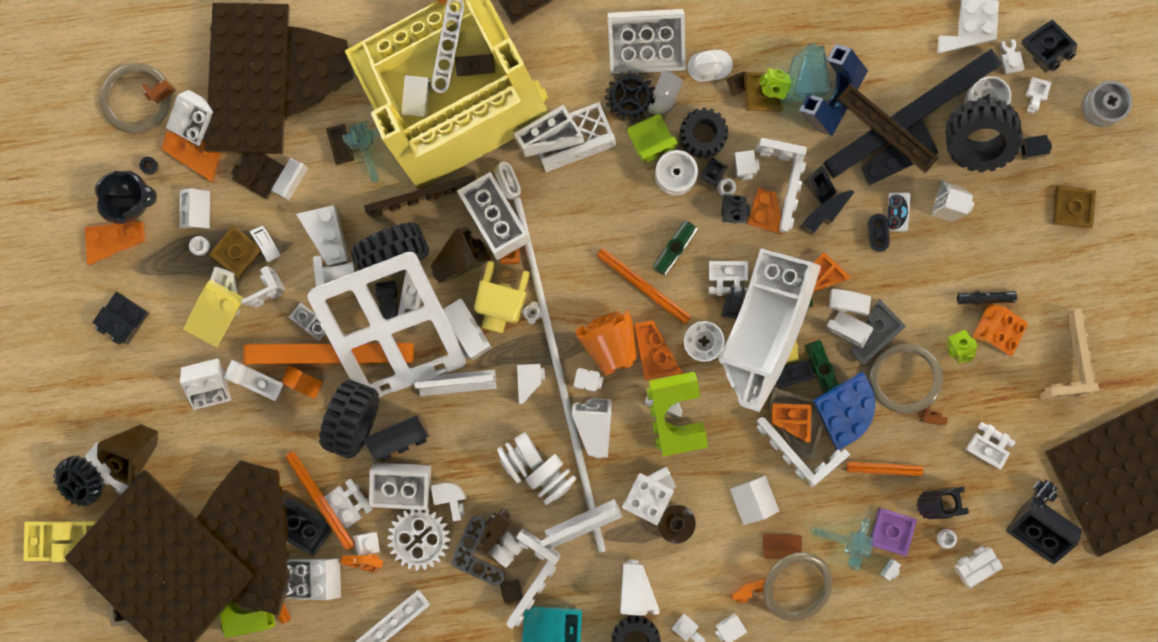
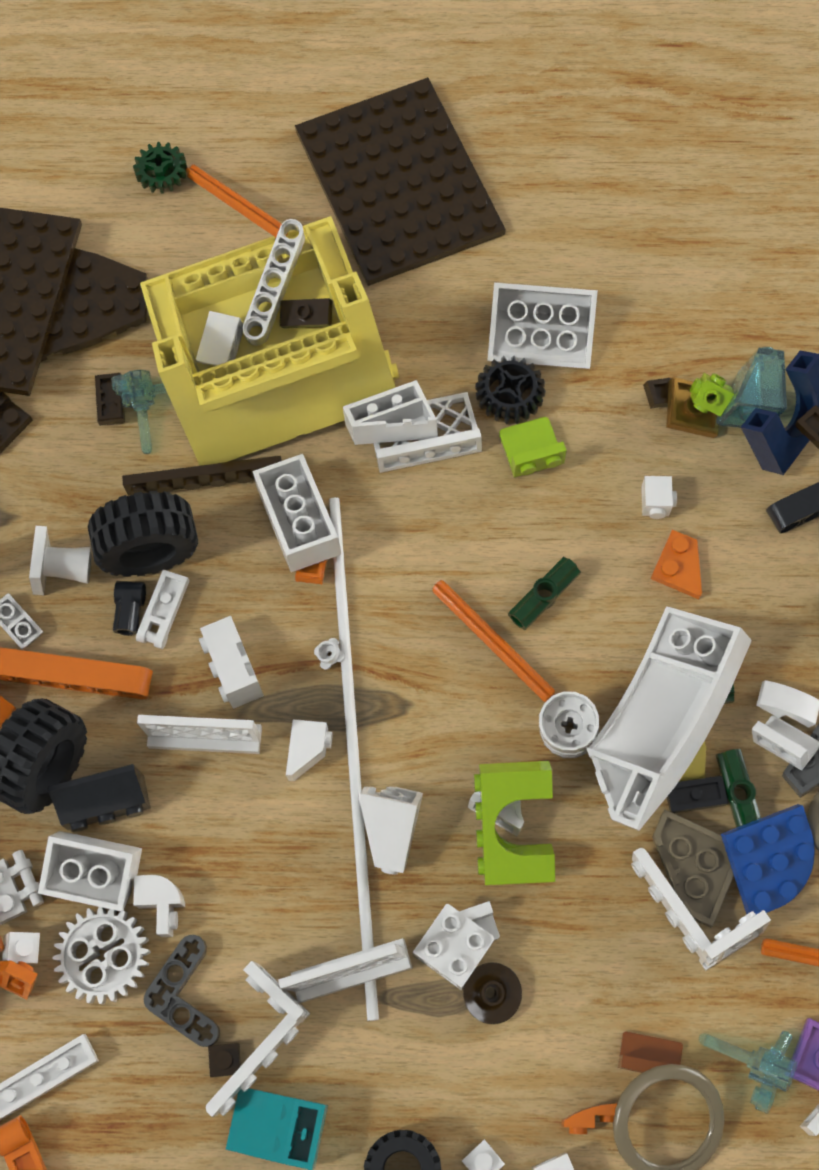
camera: 10 degrees right, 15 degrees down
(289, 179) = (33, 433): white panel -> none
(326, 233) = (64, 505): white wedge -> none
(382, 329) = (109, 635): white window -> none
(459, 256) = (239, 560): dark brown slope -> none
(496, 525) = (222, 950): dark brown plate -> none
(499, 302) = (283, 629): light yellow piece -> none
(506, 549) = (228, 991): white wheel -> none
(507, 180) = (325, 472): white plate -> none
(520, 458) = (274, 854): white wheel -> none
(550, 479) = (314, 896): white wheel -> none
(588, 380) = (391, 755): white brick -> none
(609, 341) = (432, 705): orange cone -> none
(636, 591) = (415, 1088): white slope -> none
(654, 353) = (493, 729): orange wing -> none
(665, 93) = (558, 388): light grey brick -> none
(676, 184) = (559, 492): white wheel -> none
(710, 65) = (623, 367): white piece -> none
(711, 119) = (604, 428): black tyre -> none
(712, 174) = (608, 505): black slope -> none
(727, 271) = (615, 636): white plate -> none
(730, 183) = (627, 517): white plate -> none
(733, 304) = (617, 682): black plate -> none
(734, 209) = (636, 552): black brick -> none
(754, 500) = (615, 976): white slope -> none
(786, 152) = (716, 485): white bracket -> none
(793, 419) = (688, 857): orange wing -> none
(820, 185) = (760, 536): black slope -> none
(826, 212) = (764, 574): black slope -> none
(829, 273) = (761, 659): orange wing -> none

